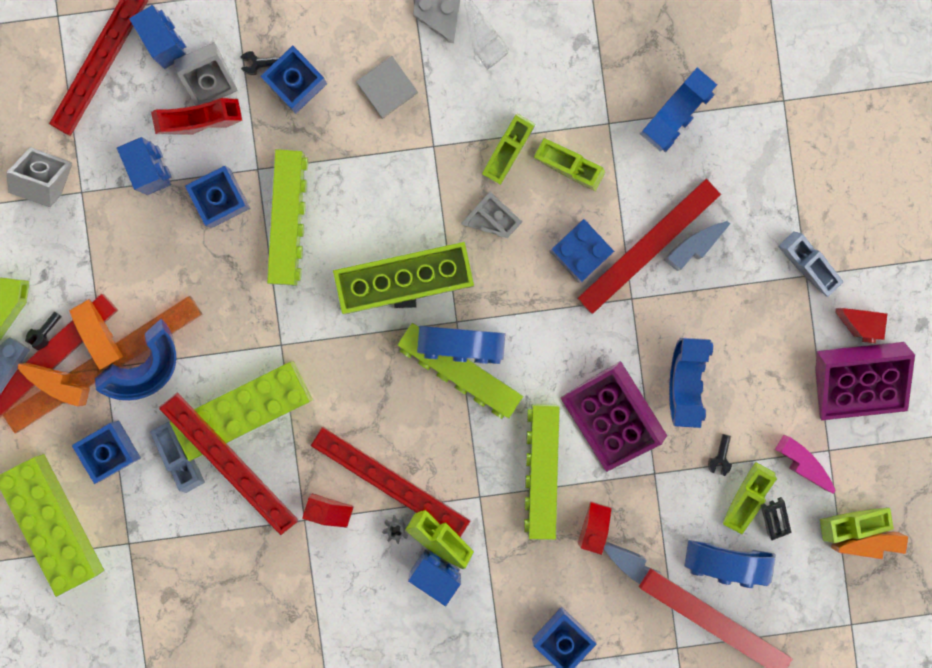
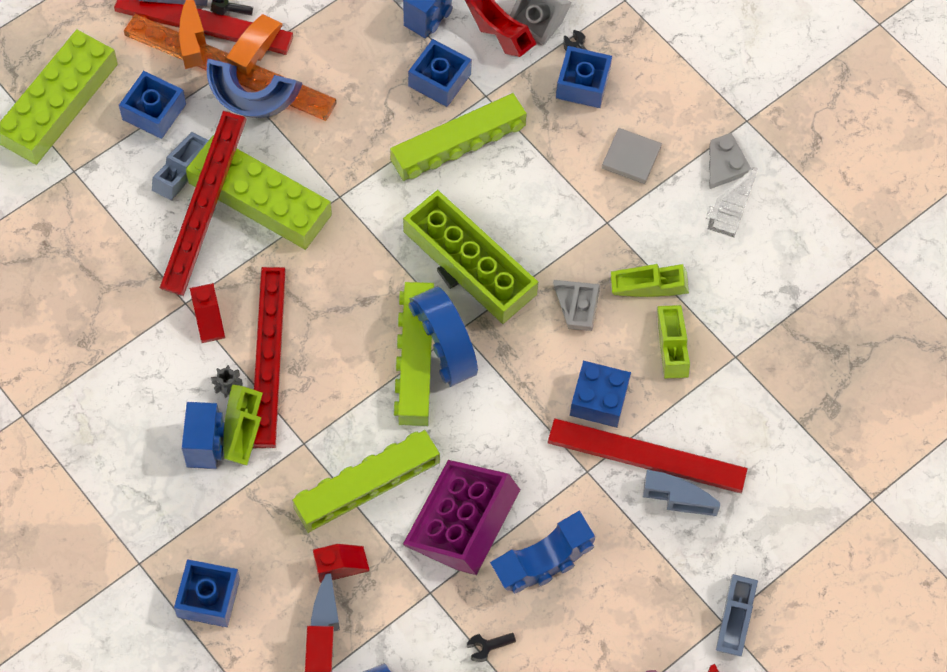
camera: 55 degrees right, 25 degrees down
(677, 111) = (786, 402): blue brick -> none

